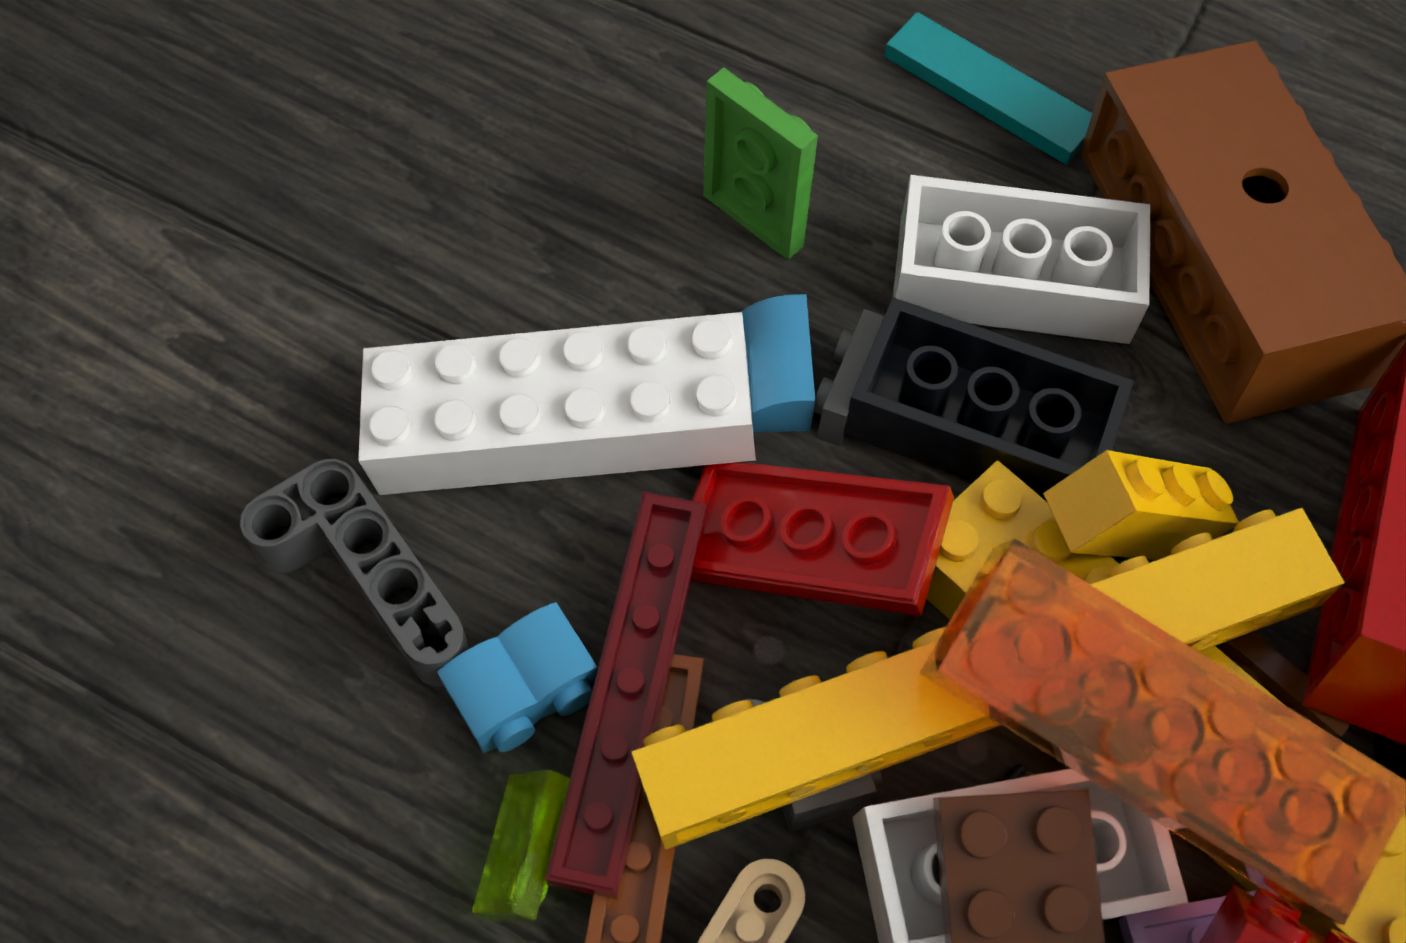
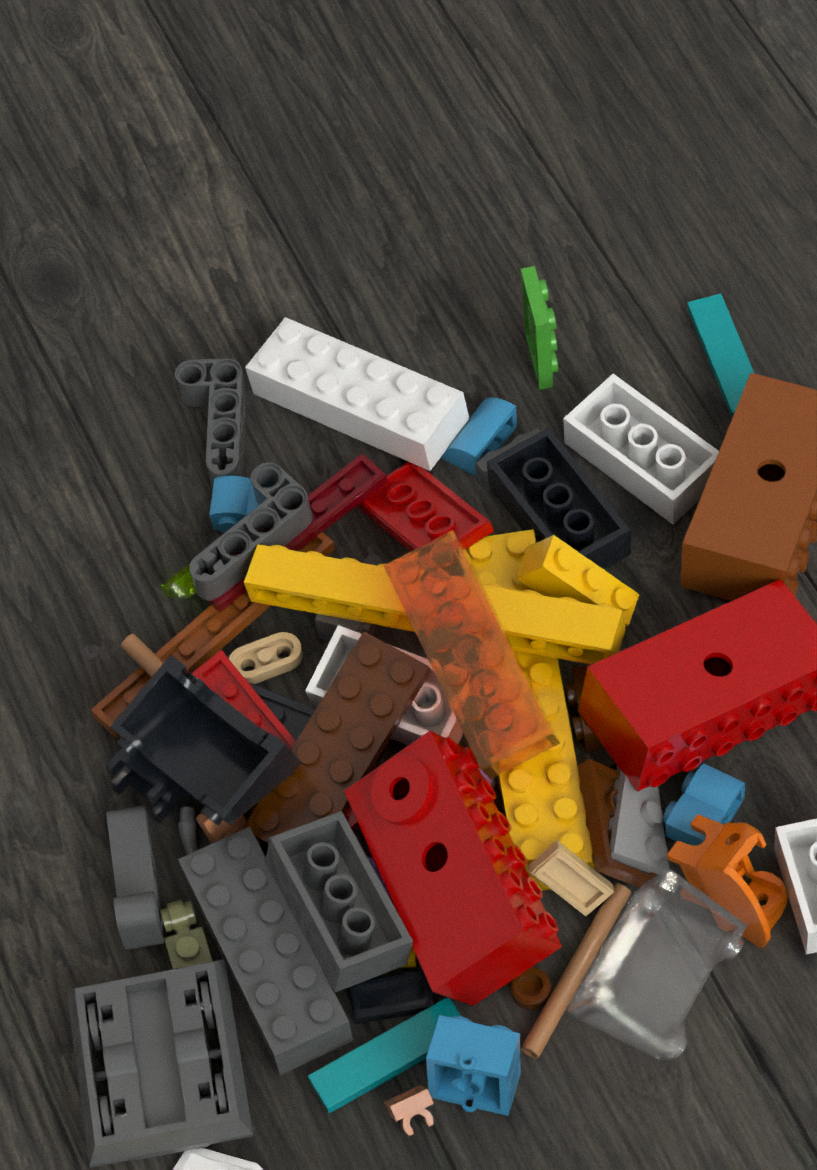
camera: 45 degrees right, 5 degrees down
(588, 745) = (216, 567): none -> dark grey beam

